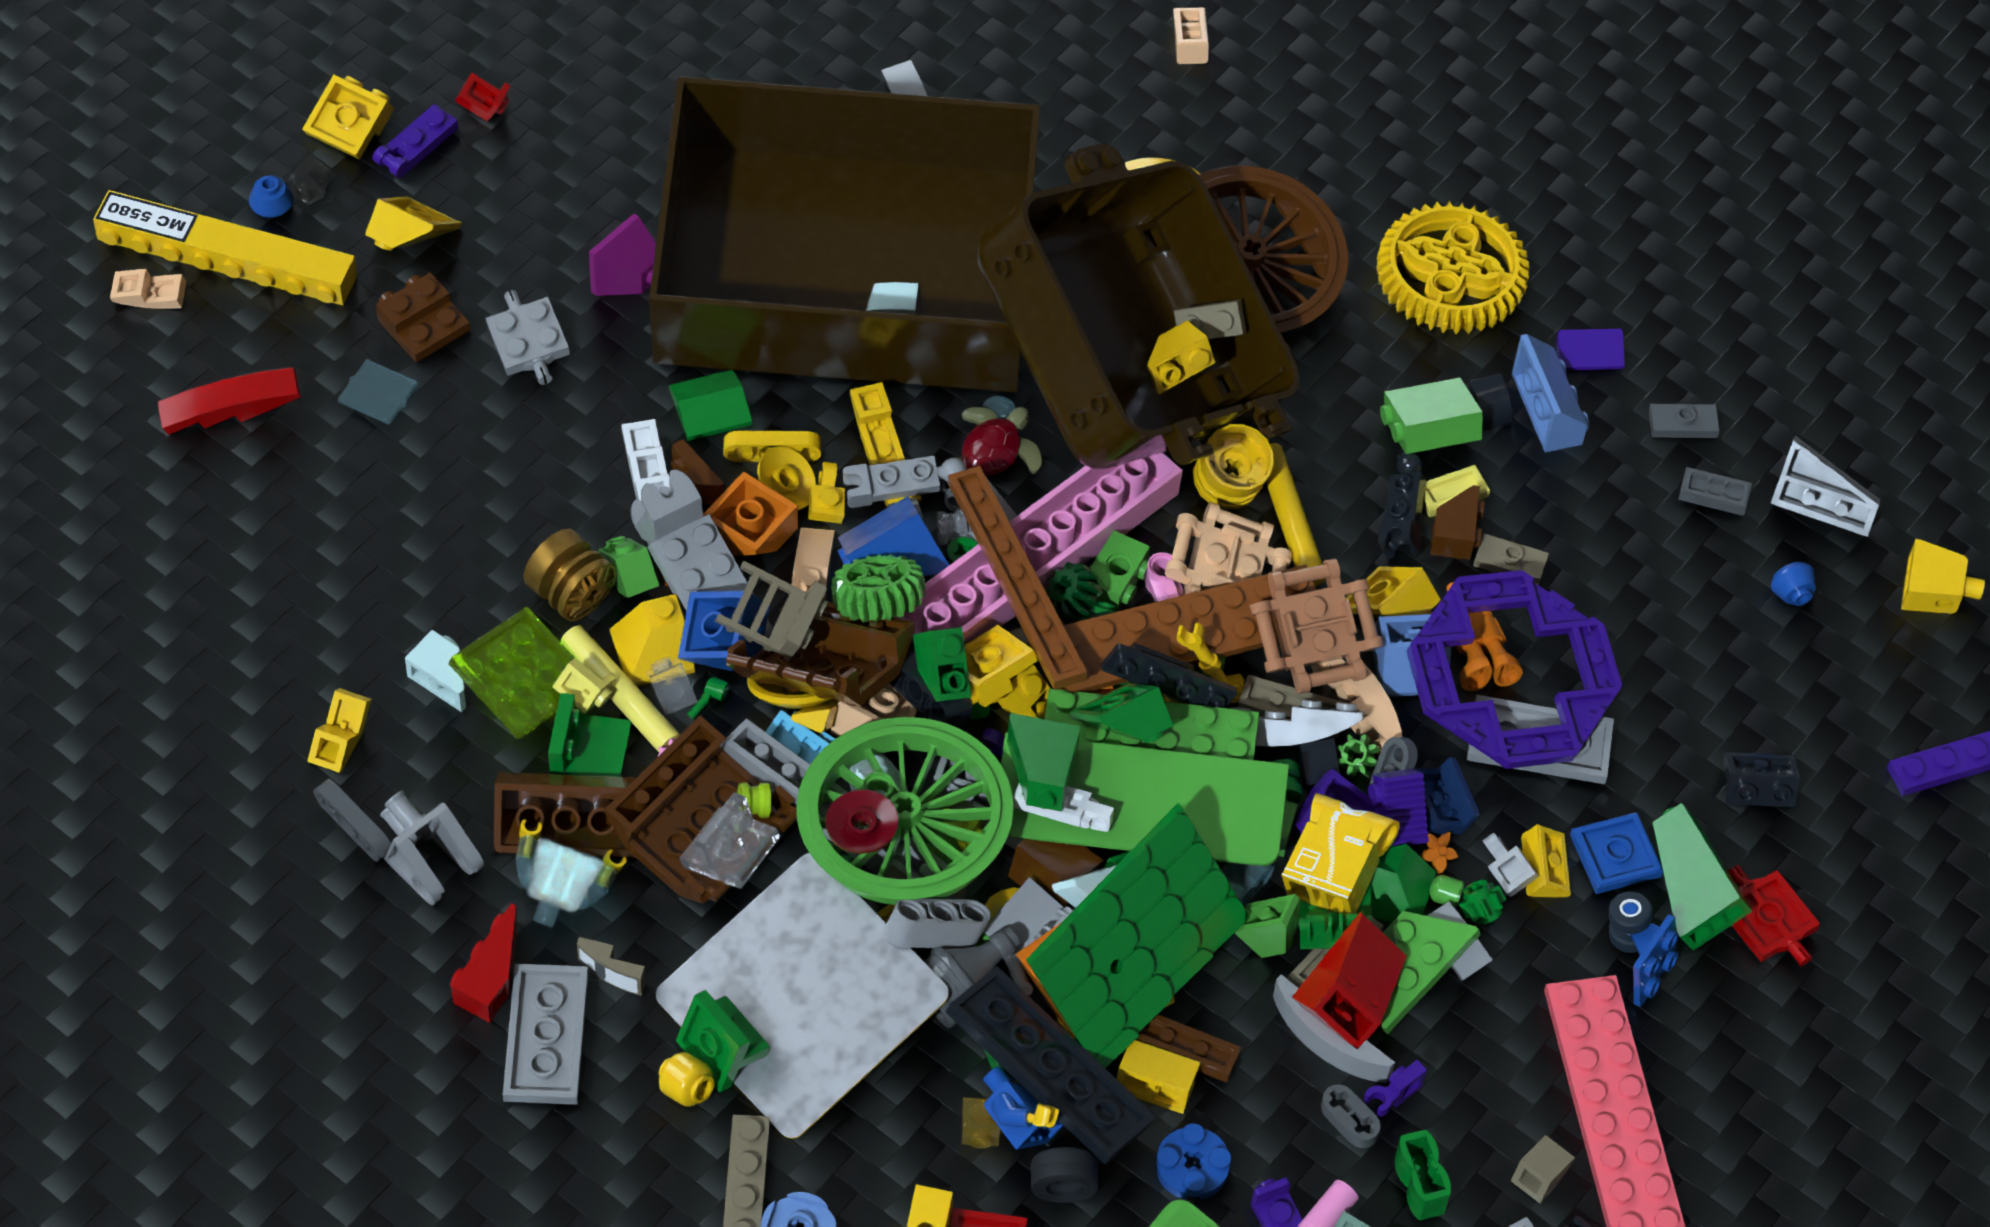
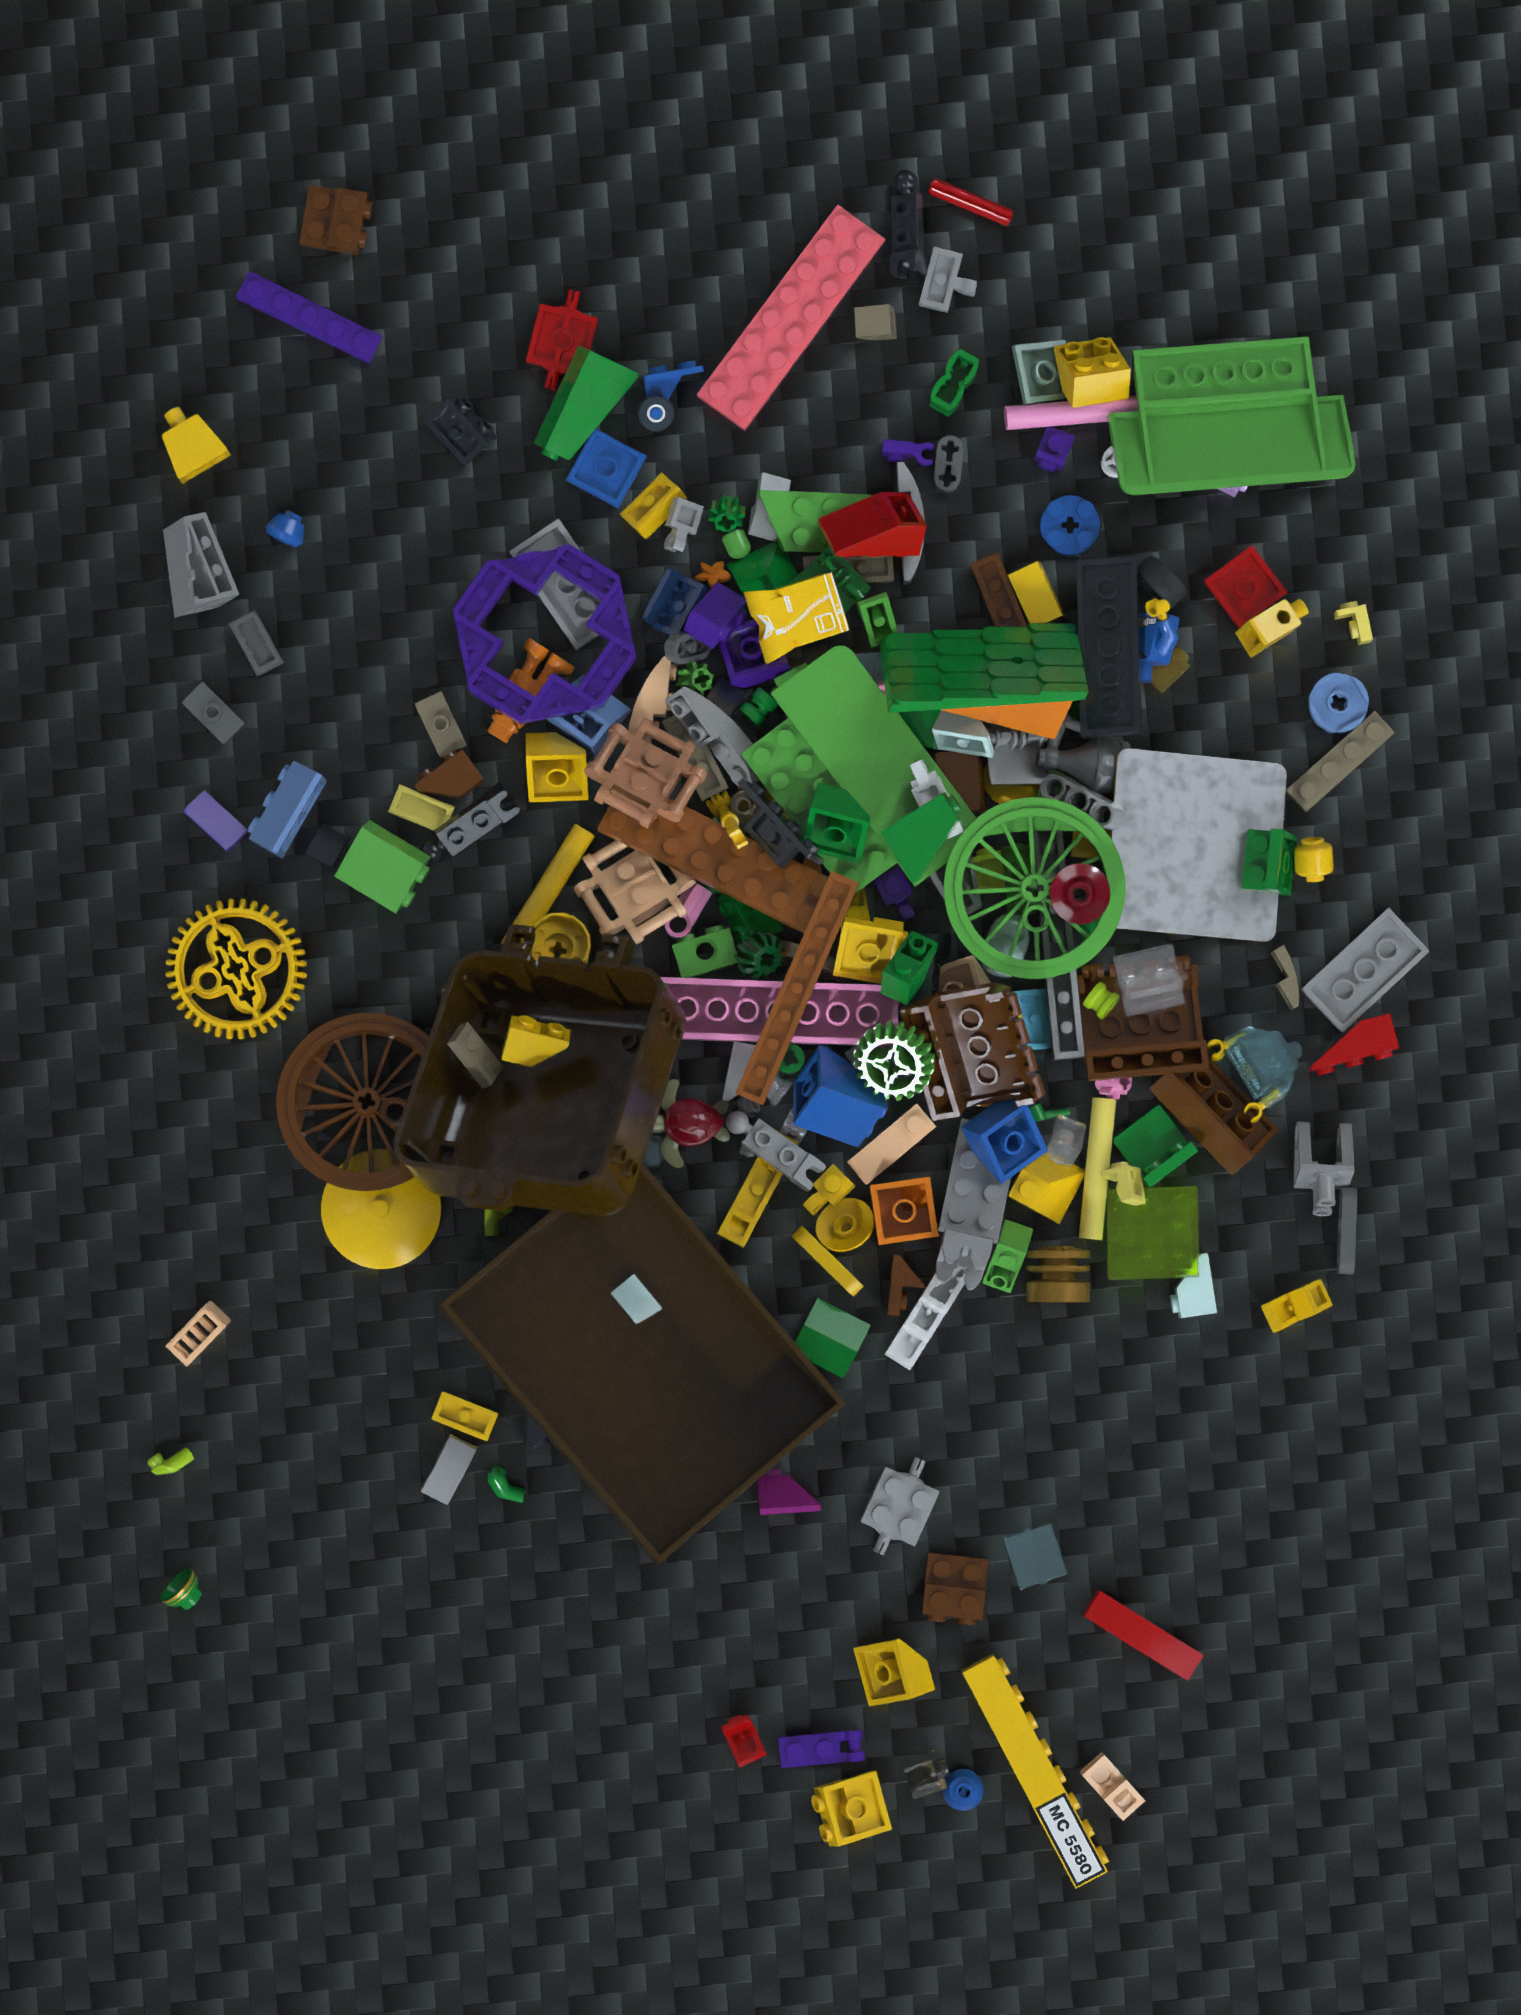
camera: 135 degrees left, 30 degrees up
(793, 621) = (973, 1084): dark tan plate -> none

